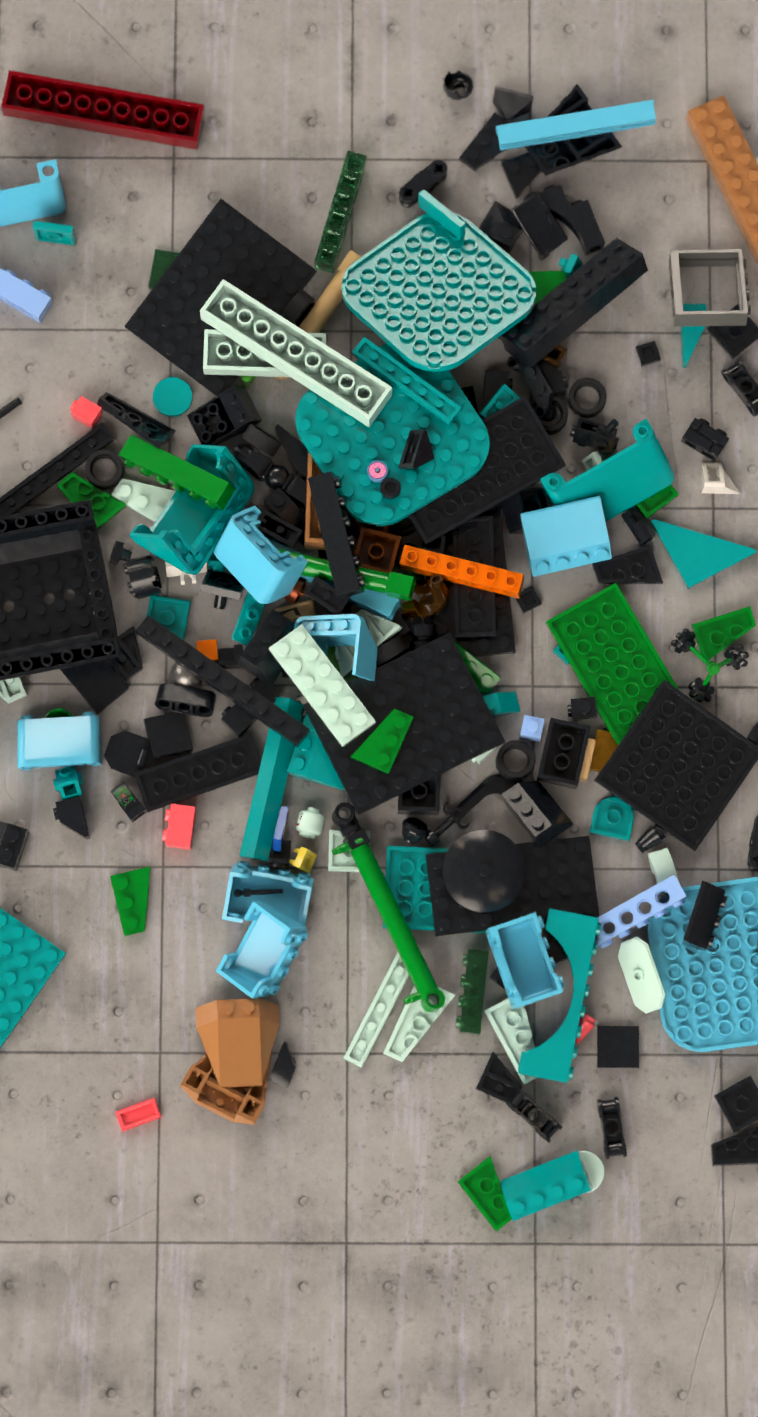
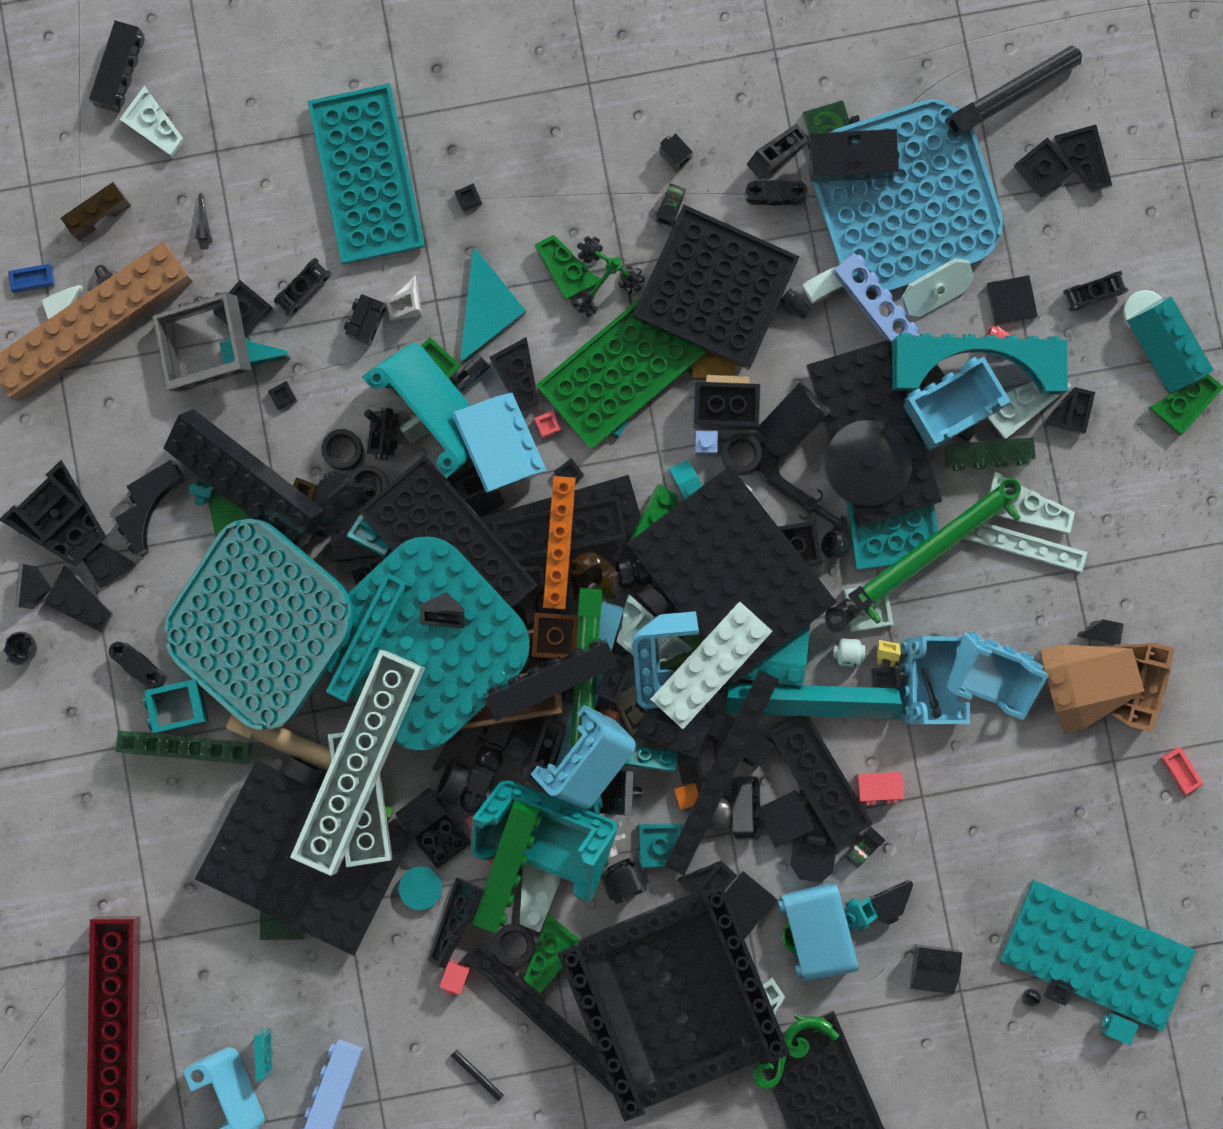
camera: 95 degrees left, 5 degrees up
(119, 553) = (602, 911): black tile -> none
(131, 898) = (961, 823): green wing -> none
(280, 828) = (863, 681): tile -> none
(377, 471) = (472, 649): tile -> none
(378, 230) = (197, 702): none -> teal window
(384, 743) = (758, 587): green wing -> none
(390, 488) = (488, 631): black tile -> none
(441, 214) = (169, 637): teal tile -> none
(501, 227) = (169, 571): black slope -> none
(524, 1105) = (1096, 379): black piece -> none
(541, 231) = (168, 529): black door -> none
(576, 125) = (45, 511): medium azure tile -> none
(577, 588) = (547, 424): none -> coral tile
(582, 708) = (675, 394): black bracket -> none
(612, 819) = (782, 346): teal tile -> none
(704, 916) = (870, 233): black slope -> none

